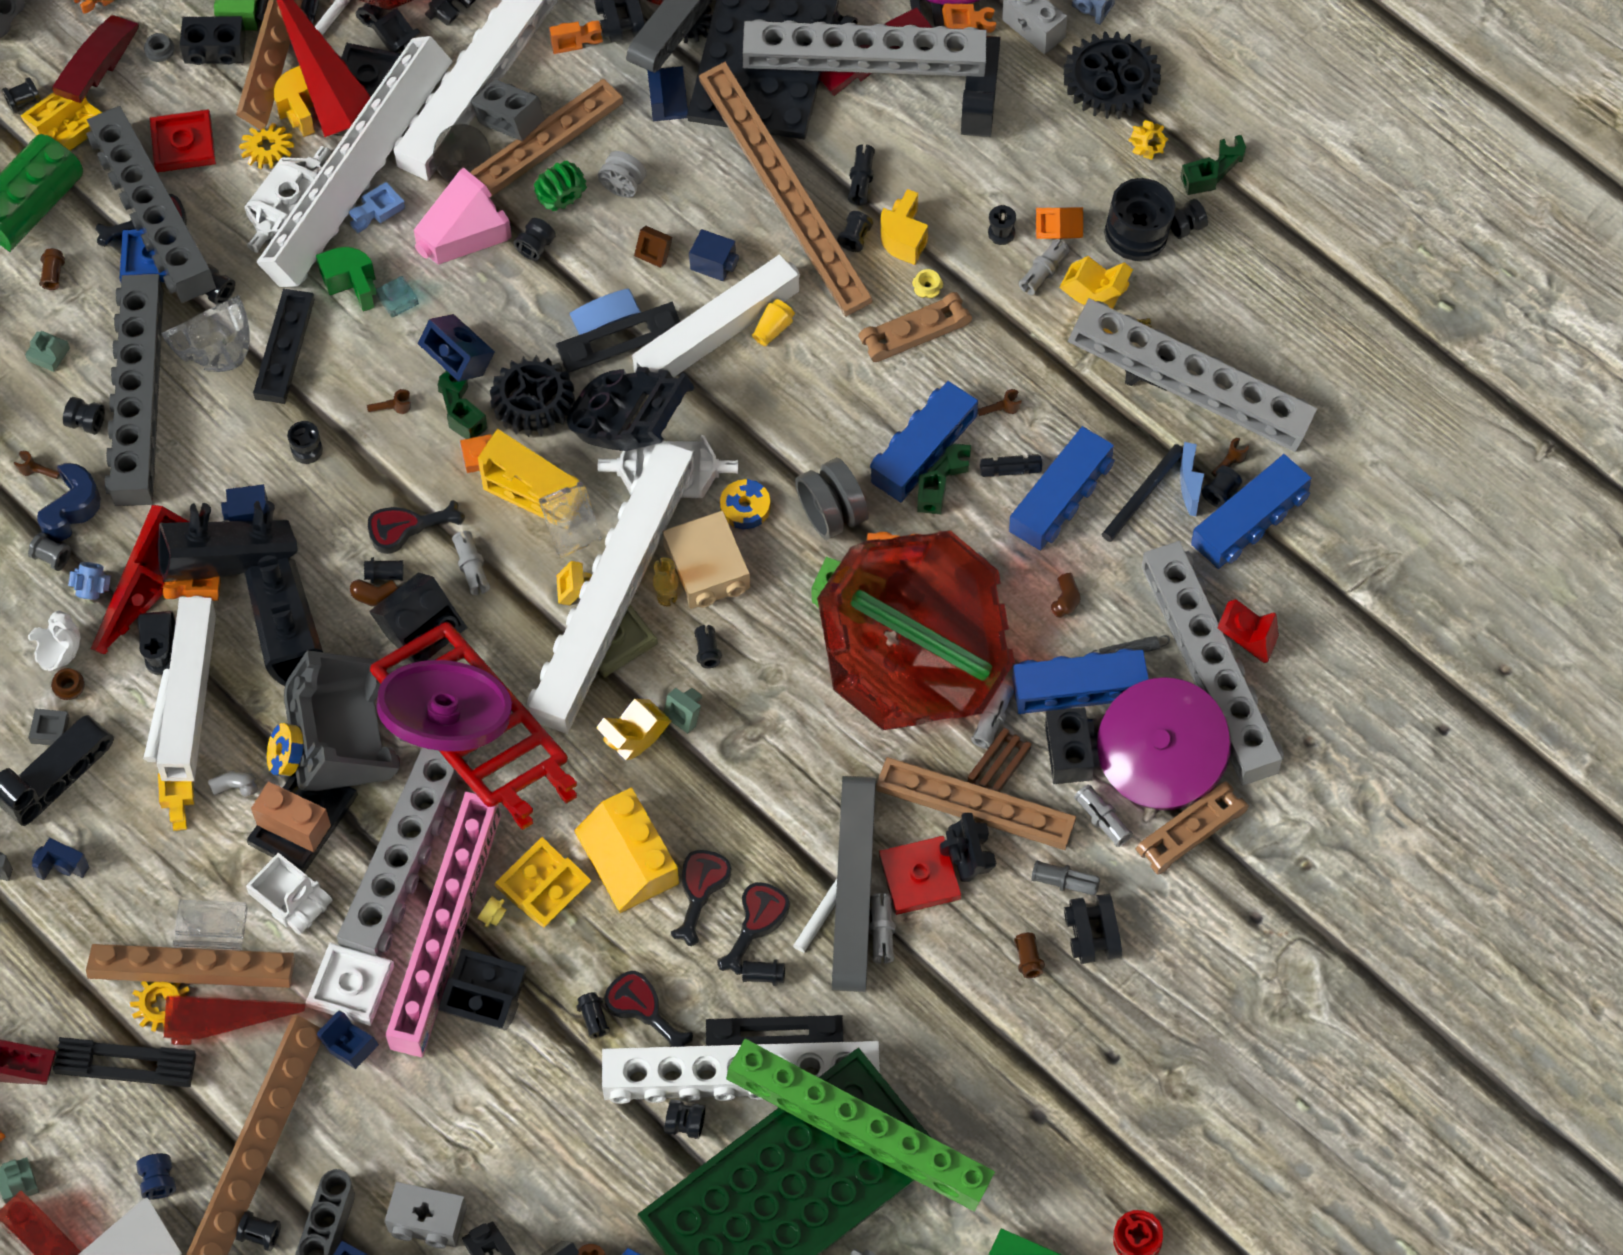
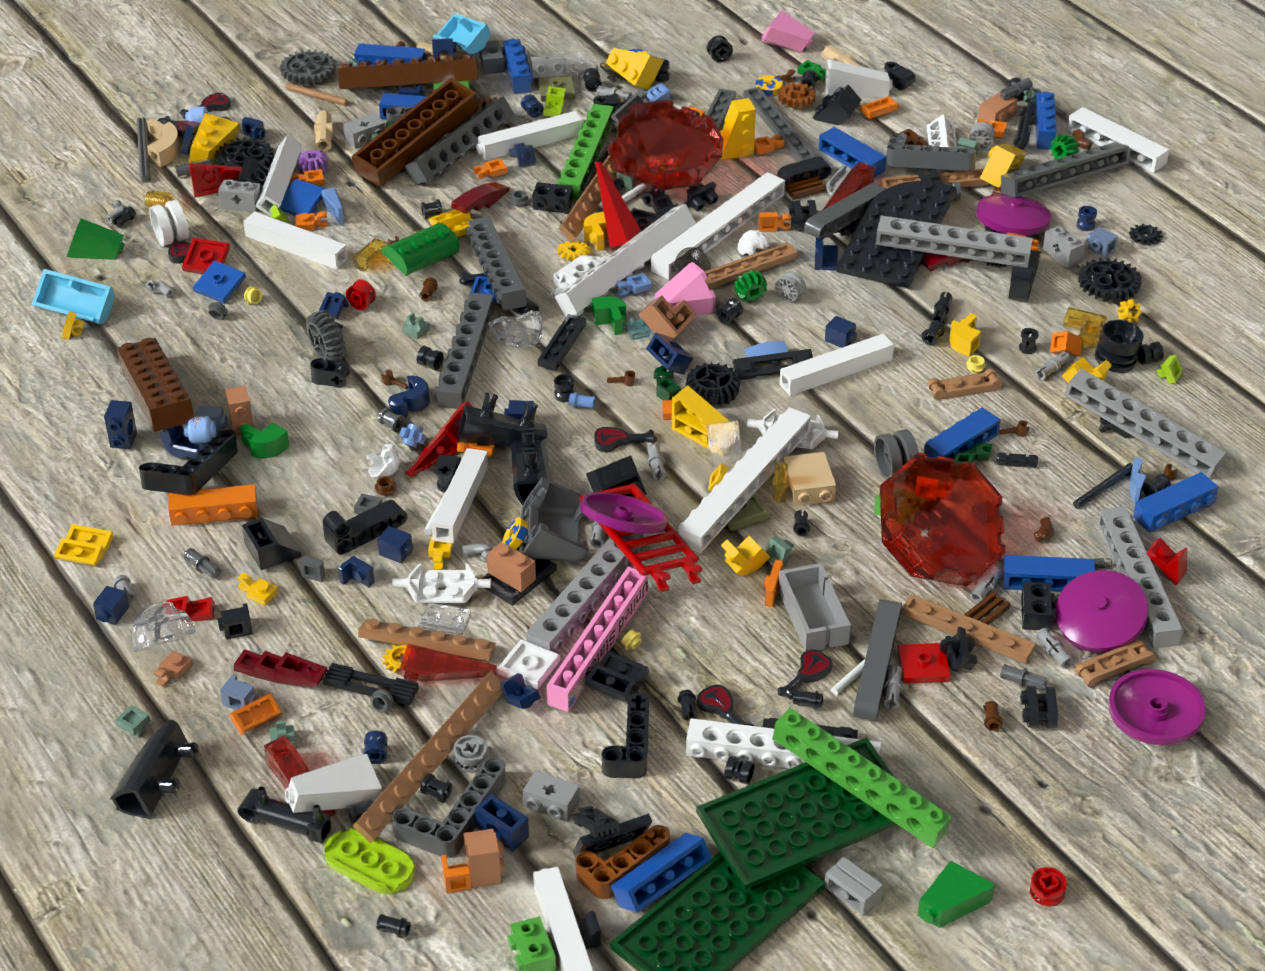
camera: 10 degrees right, 20 degrees down
(107, 797) = (395, 544): none -> dark blue brick
(148, 1092) = (382, 705): none -> dark grey plate
(166, 856) = (424, 585): none -> white plate
(182, 140) = (523, 240): red plate -> none
(288, 894) = (500, 610): white piece -> none
(295, 1160) = (470, 751): none -> light grey wheel
(336, 461) = (581, 400): none -> medium blue pin
(370, 594) = (586, 466): reddish brown arm -> none
(383, 570) = (600, 457): black pin -> none
(441, 281) = (666, 319): none -> nougat brick
(508, 109) = (725, 247): dark grey brick -> none
(525, 1085) = (632, 759): none -> black beam
(542, 882) = (668, 630): yellow slope -> none
(551, 86) = (751, 241): none -> white hair
(614, 398) = (772, 395): black slope -> none
(627, 851) = (728, 619): yellow slope -> none
(653, 246) = (803, 323): reddish brown tile -> none
(682, 770) = (771, 583): none -> orange plate
(701, 876) = (774, 643): black piece -> none
(745, 491) = (840, 456): yellow piece -> none
(748, 810) = (813, 607): none -> light grey piece
(773, 322) = (874, 368): yellow cone -> none
(785, 189) = (893, 306): medium nougat plate -> none
(921, 635) = (945, 526): green axle -> none
(1062, 488) = (1049, 474): blue brick -> none
(1092, 173) = (1088, 324): none -> clear yellow brick
(1222, 247) = (1170, 369): none -> lime tile
(1228, 157) = (1166, 333): dark green piece -> none
(1257, 903) = (1156, 707): none -> magenta dish

